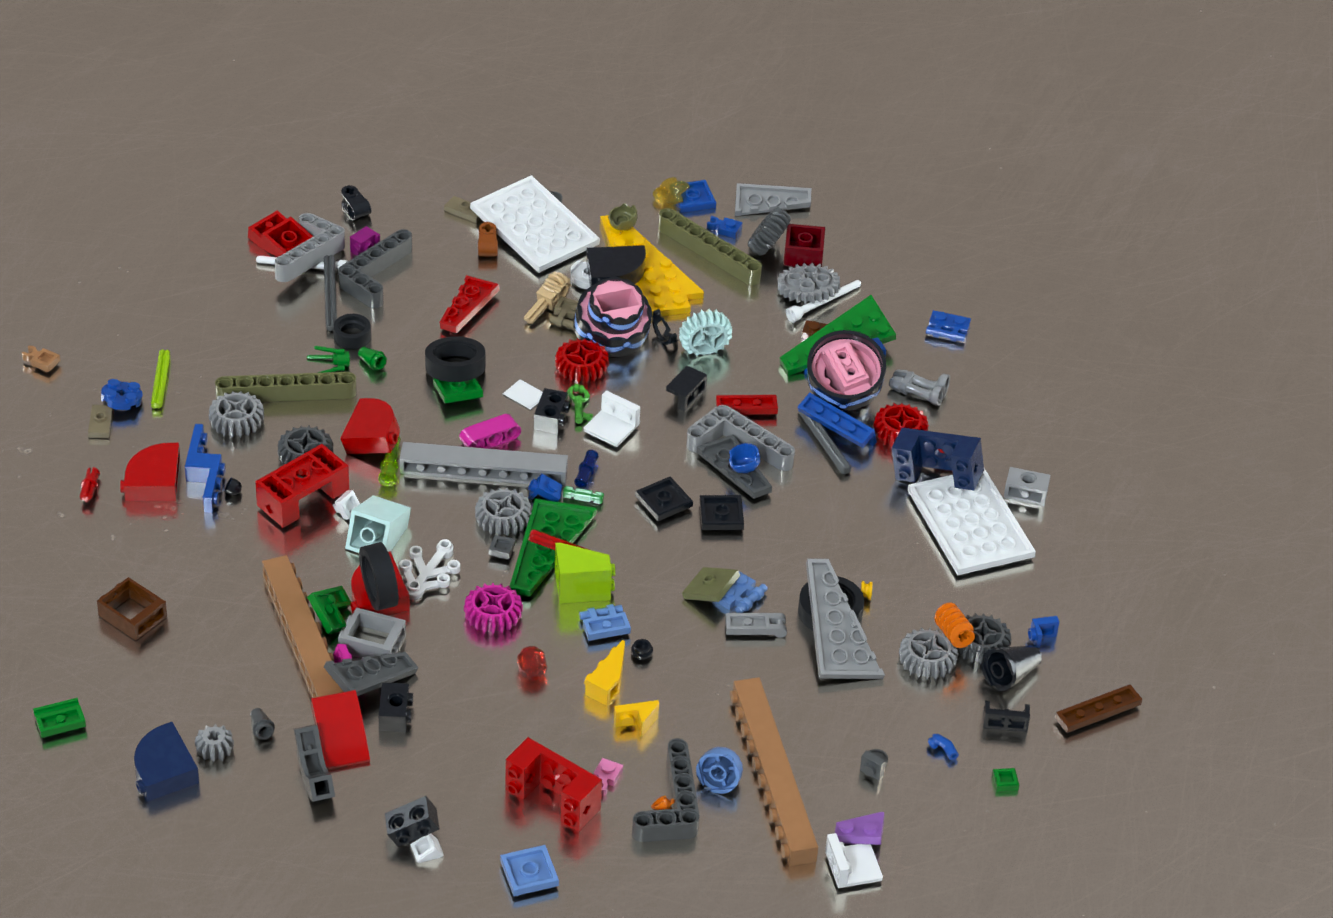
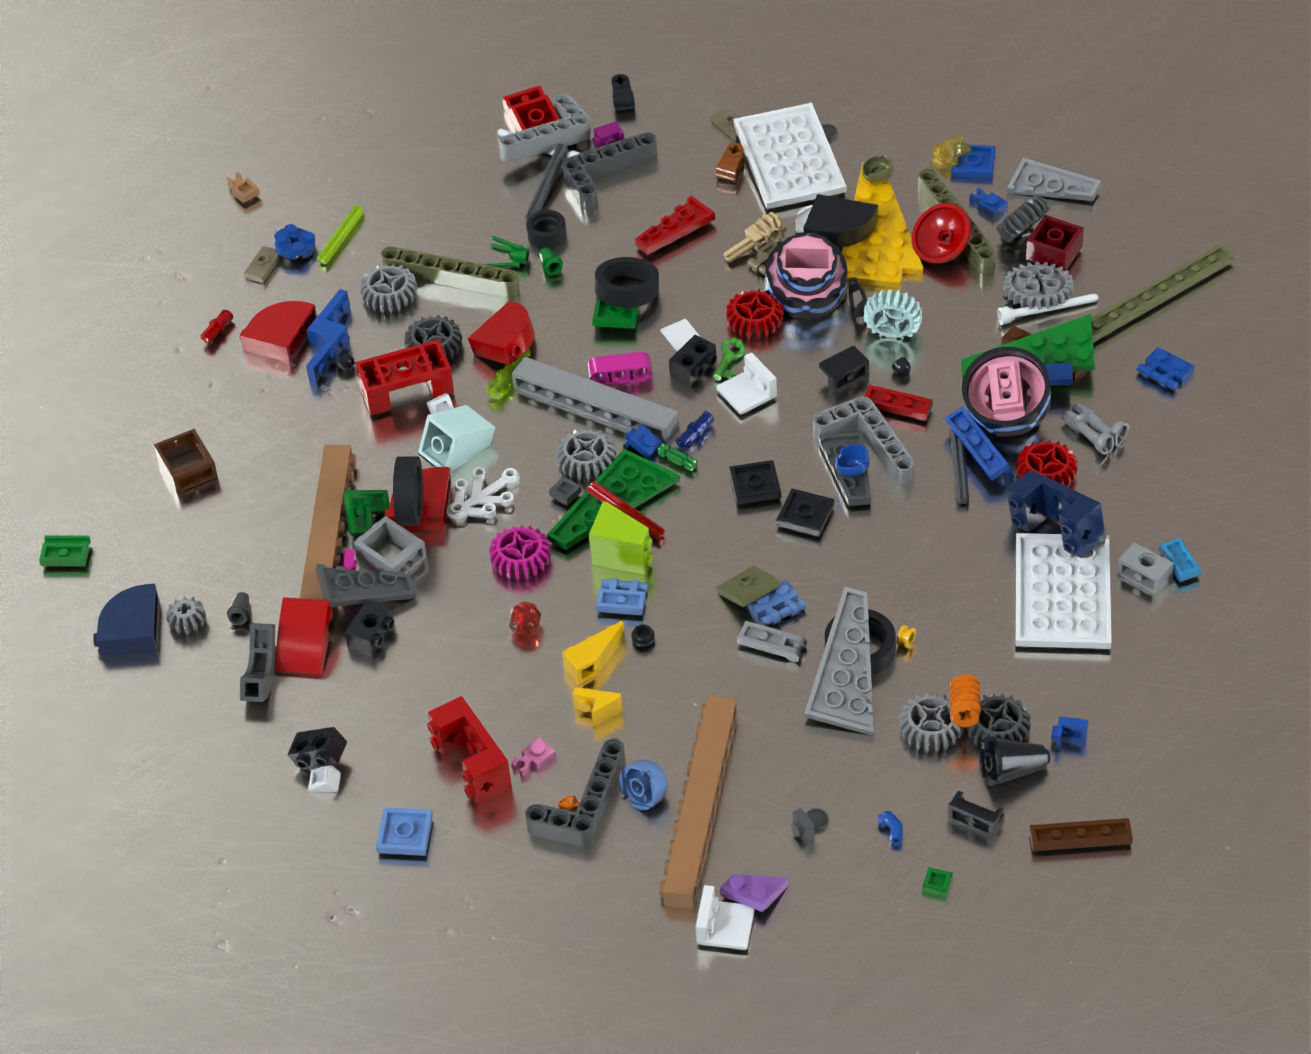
camera: 30 degrees right, 5 degrees up
(701, 250) = (935, 227): none -> red dish
(732, 375) = (901, 367): none -> black hinge
(911, 263) = (1160, 290): none -> olive plate
(1058, 477) = (1184, 563): none -> dark azure plate

